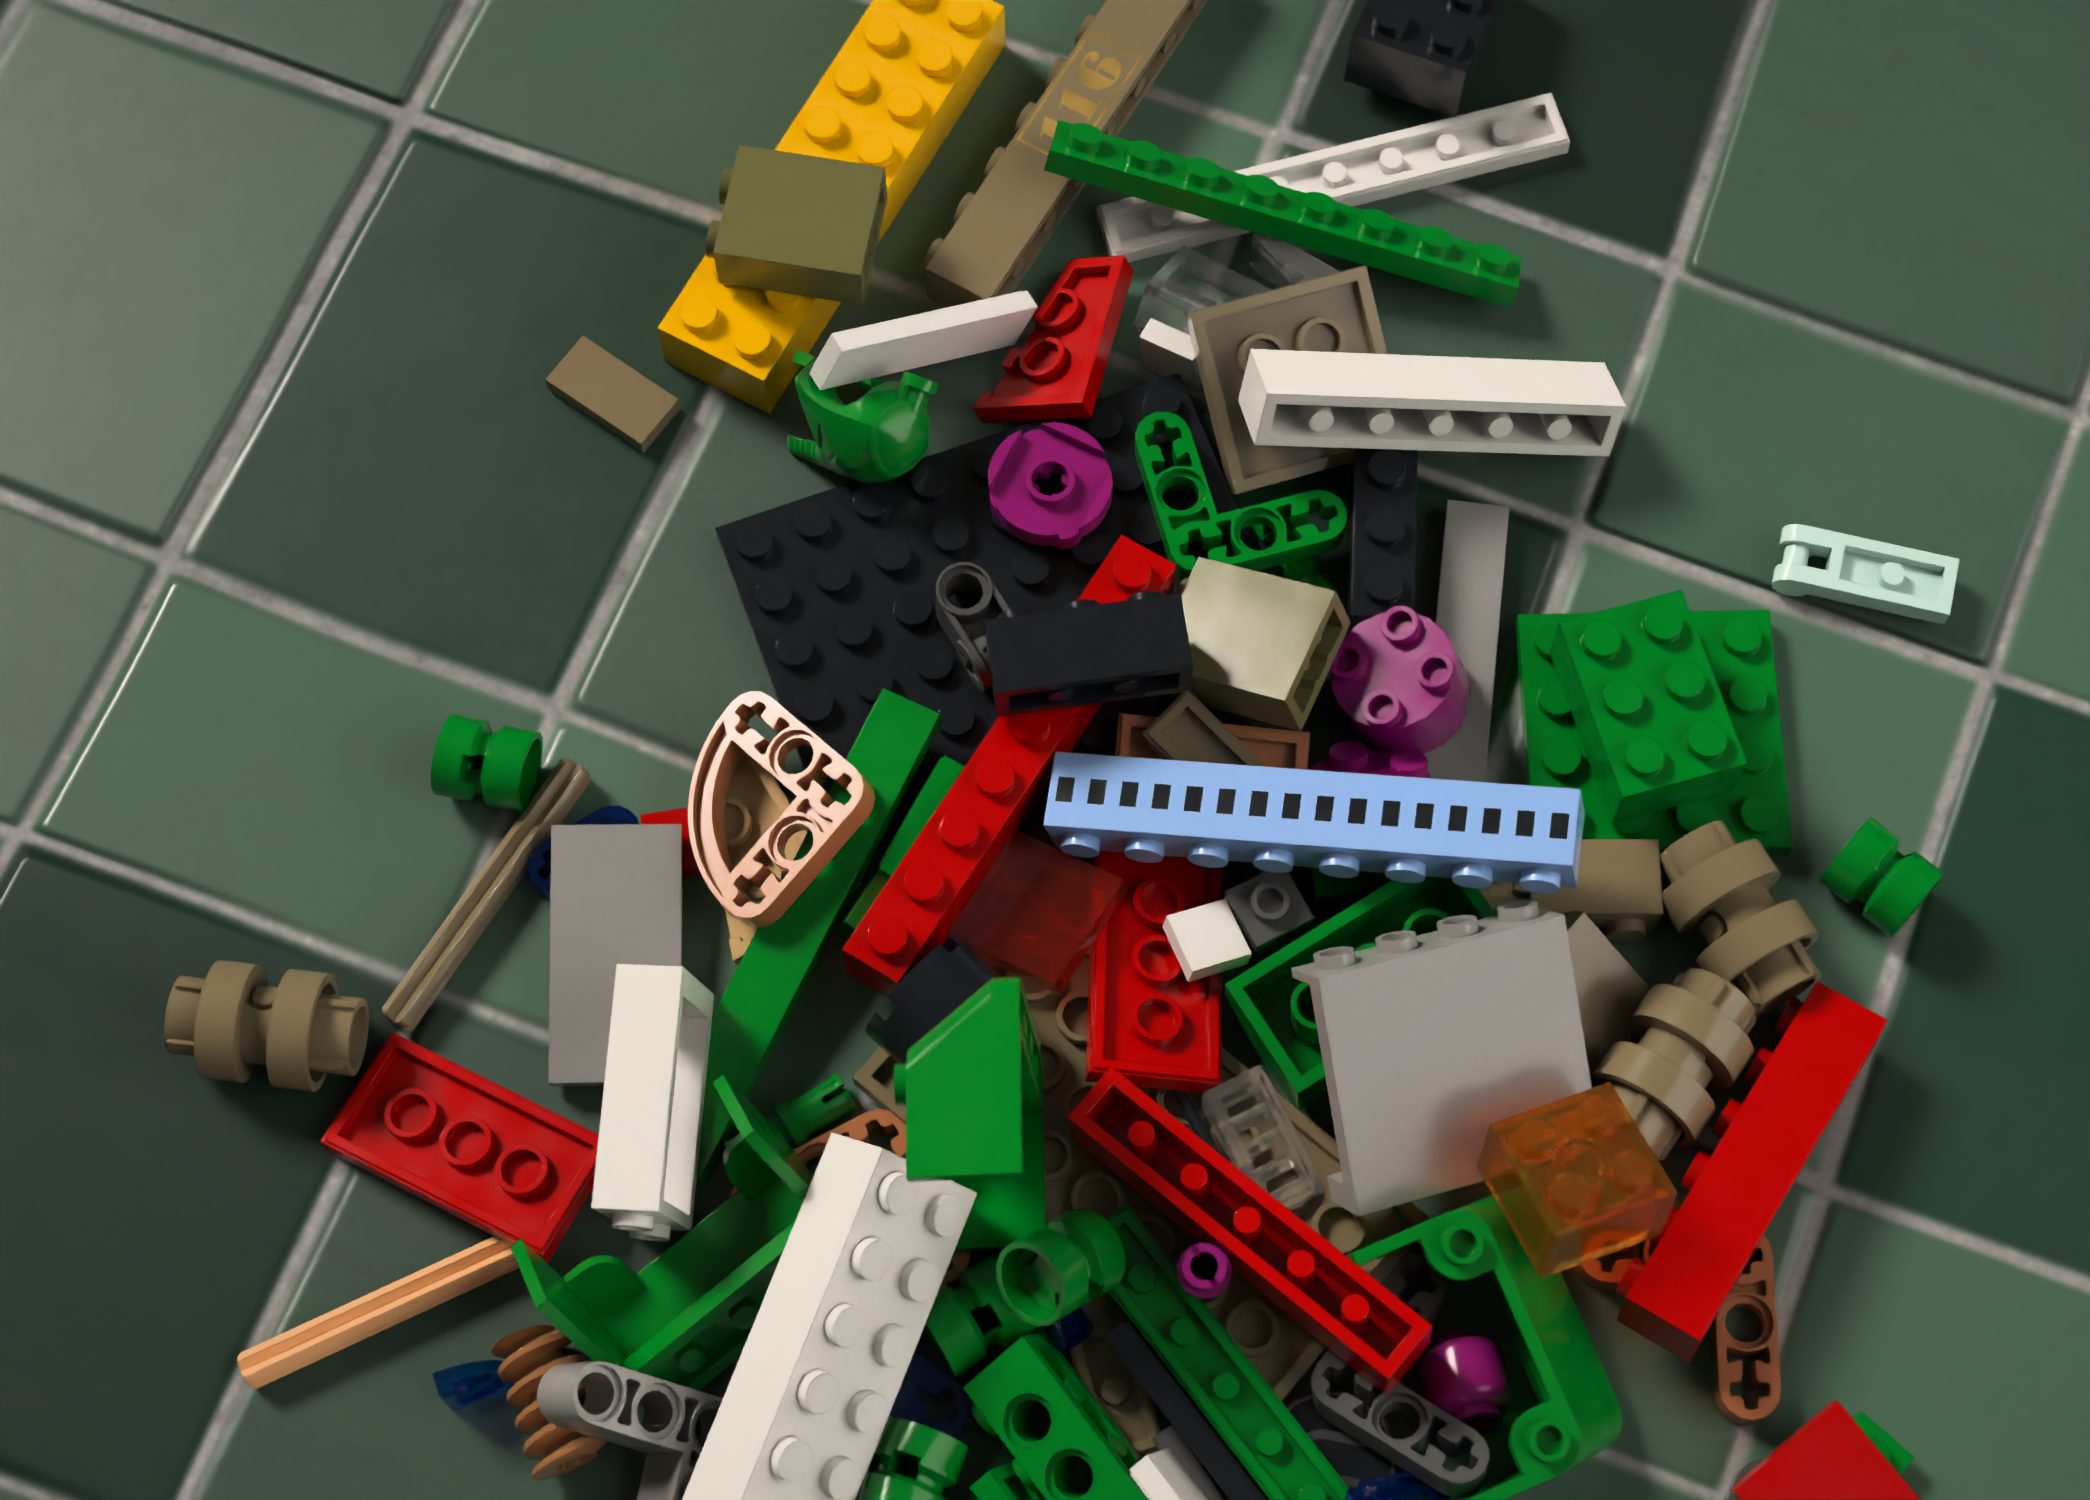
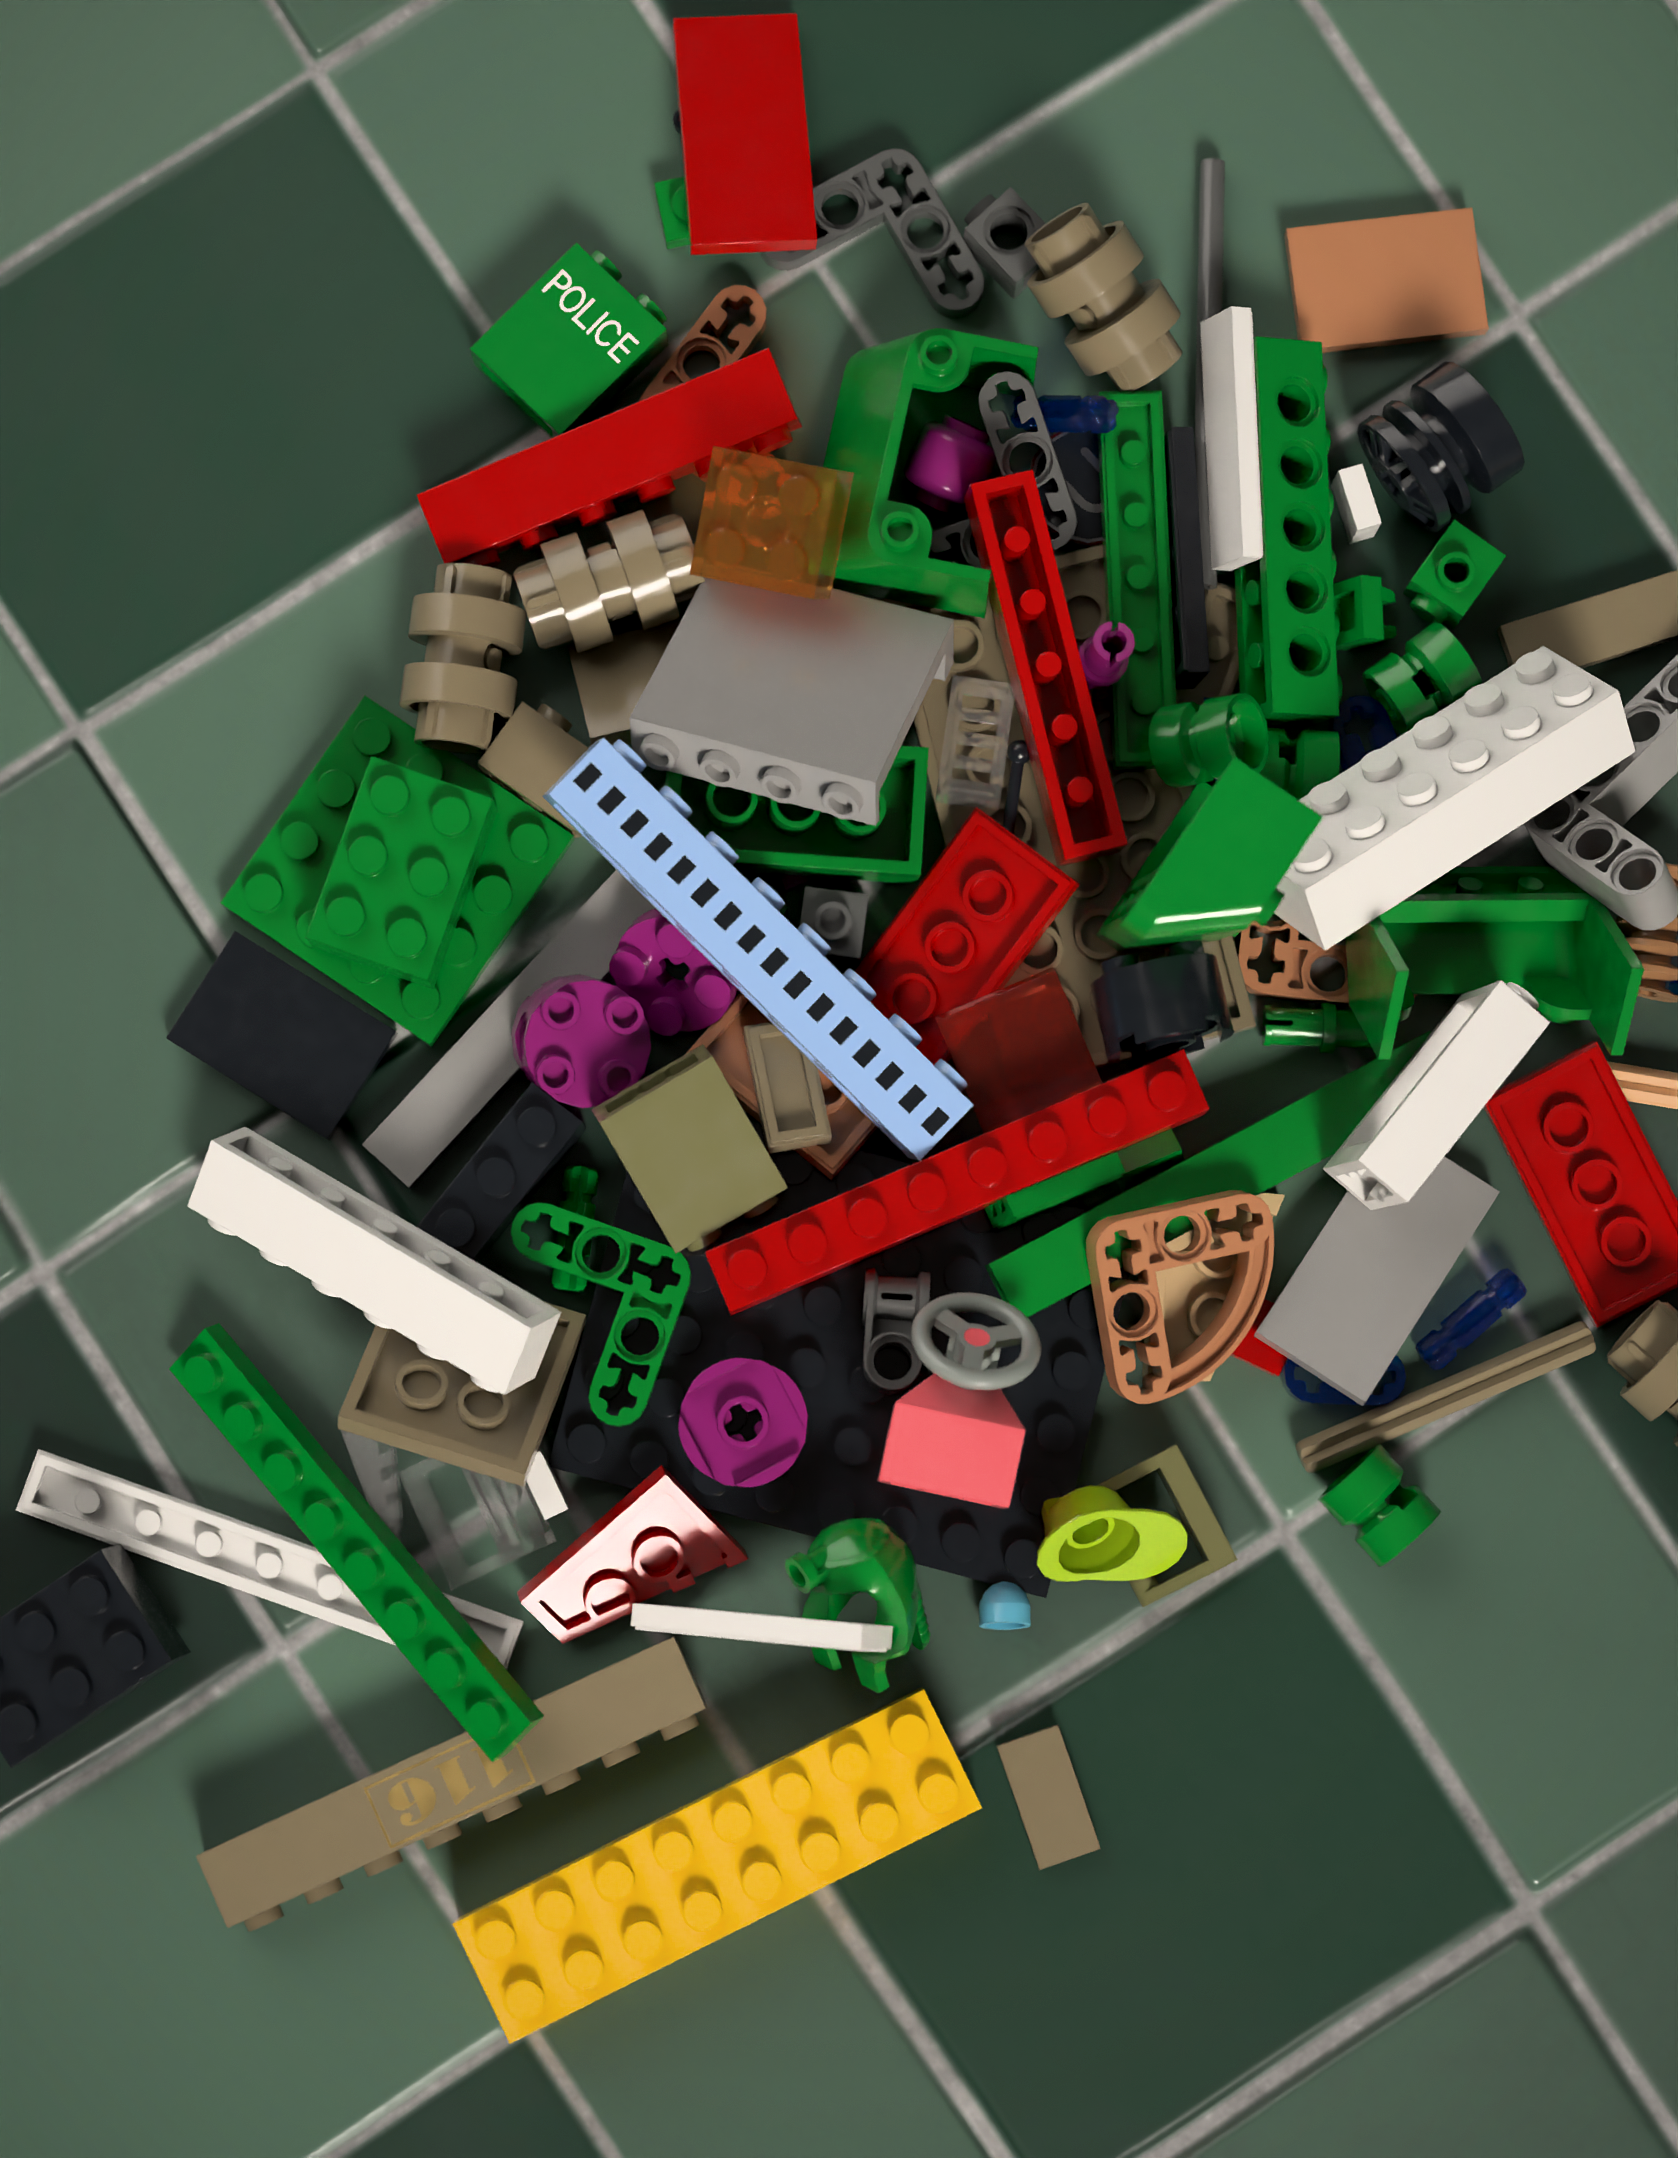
camera: 150 degrees left, 15 degrees up
(506, 969) = (1471, 1319): none -> clear blue axle
(647, 667) = (1195, 1515): none -> olive tile
(705, 590) = (1101, 1538): none -> lime piece
(743, 499) = (1004, 1607): none -> medium azure hinge
(798, 224) = (803, 1805): olive brick -> none
(874, 573) = (957, 1426): none -> coral piece
(1088, 653) = (844, 1206): black brick -> none
(1206, 940) = (900, 932): white tile -> none
(1637, 545) = (282, 1035): none -> black tile
(1866, 573) = (112, 875): light aqua plate -> none
(1867, 1257) = (571, 342): none -> green brick
(1881, 877) = (317, 609): green wheel -> none

